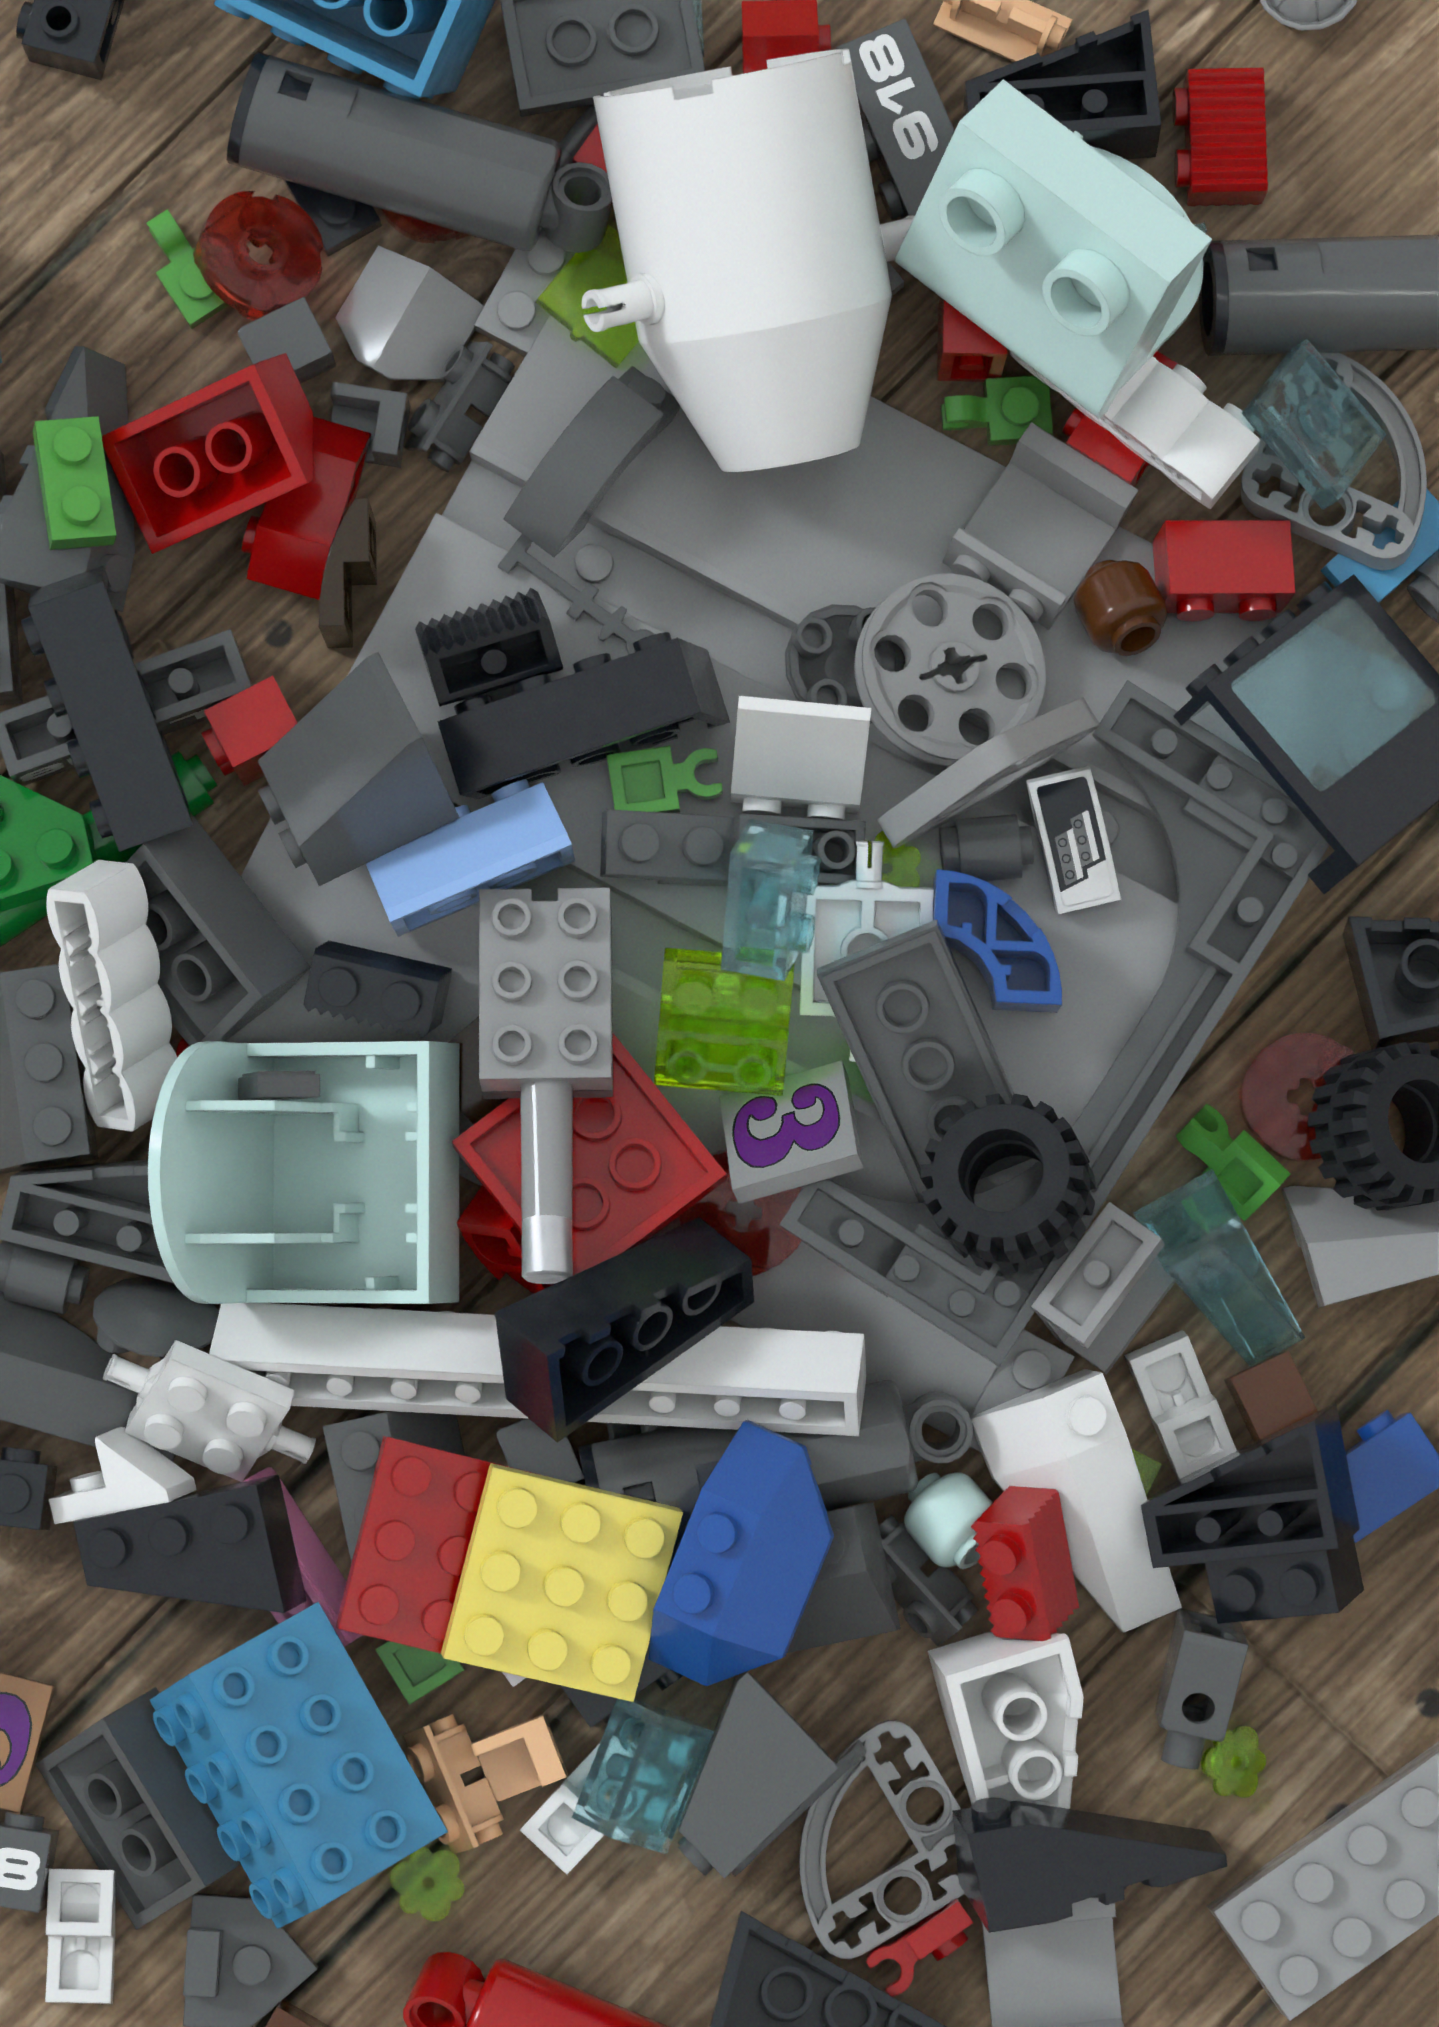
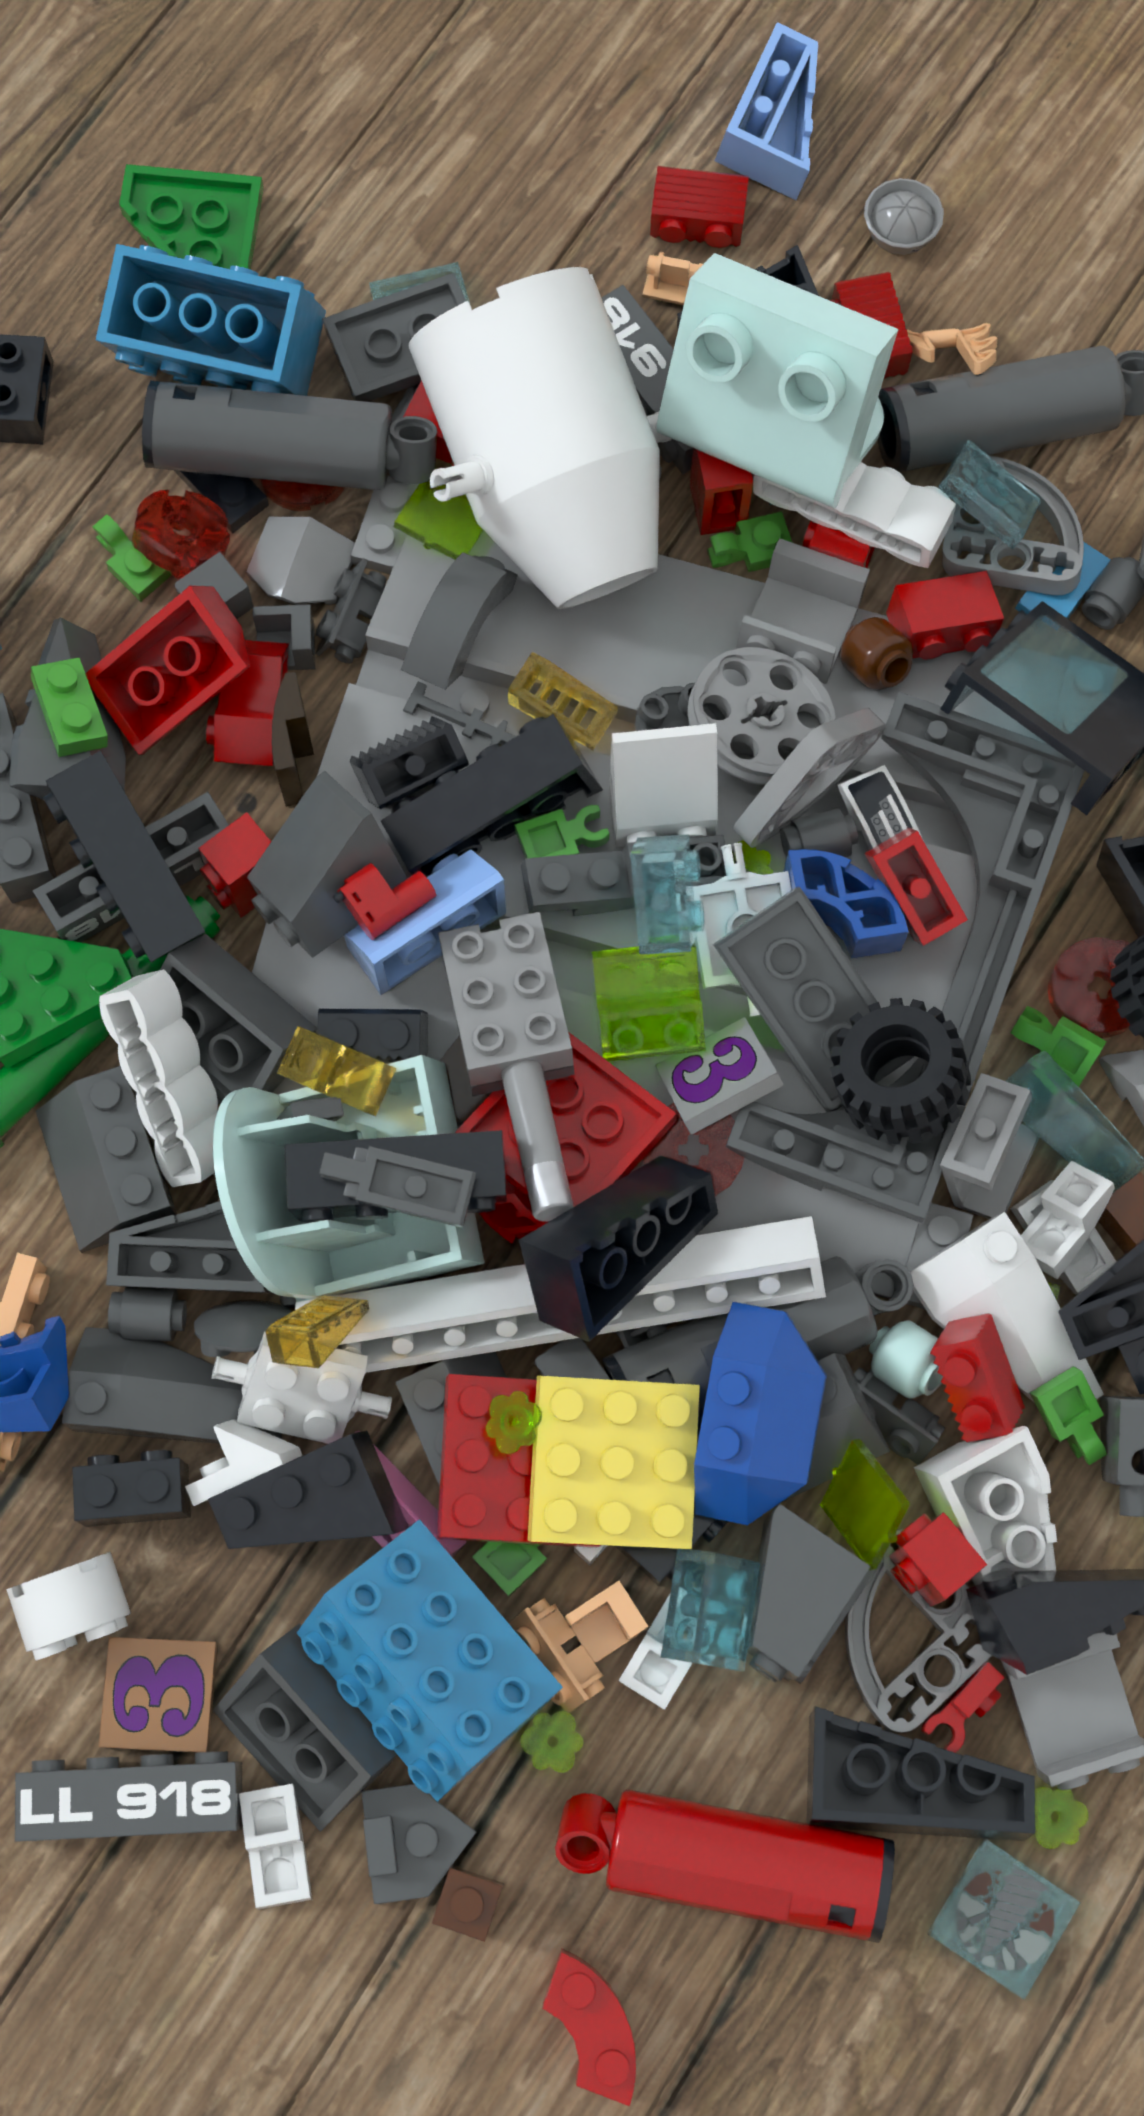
camera: 10 degrees left, 10 degrees down
(228, 1361) = (314, 1330): none -> clear yellow slope
(321, 1036) = (336, 1071): none -> clear yellow slope
(366, 1193) = (320, 1199): none -> black wedge
(370, 1216) = (403, 1184): none -> dark grey hinge
(411, 847) = (376, 904): none -> red piece
(438, 1514) = (503, 1425): none -> clear neon green plant
(658, 563) = (554, 677): none -> clear yellow slope
(851, 1689) = (864, 1504): none -> clear neon green piece
(918, 1771) = (934, 1559): none -> red brick
(1087, 943) = (917, 885): none -> red brick
(1129, 1624) = (1068, 1412): none -> bright green plate
(1191, 1382) = (1068, 1217): none -> white slope
(1351, 185) = (972, 343): none -> light nougat piece

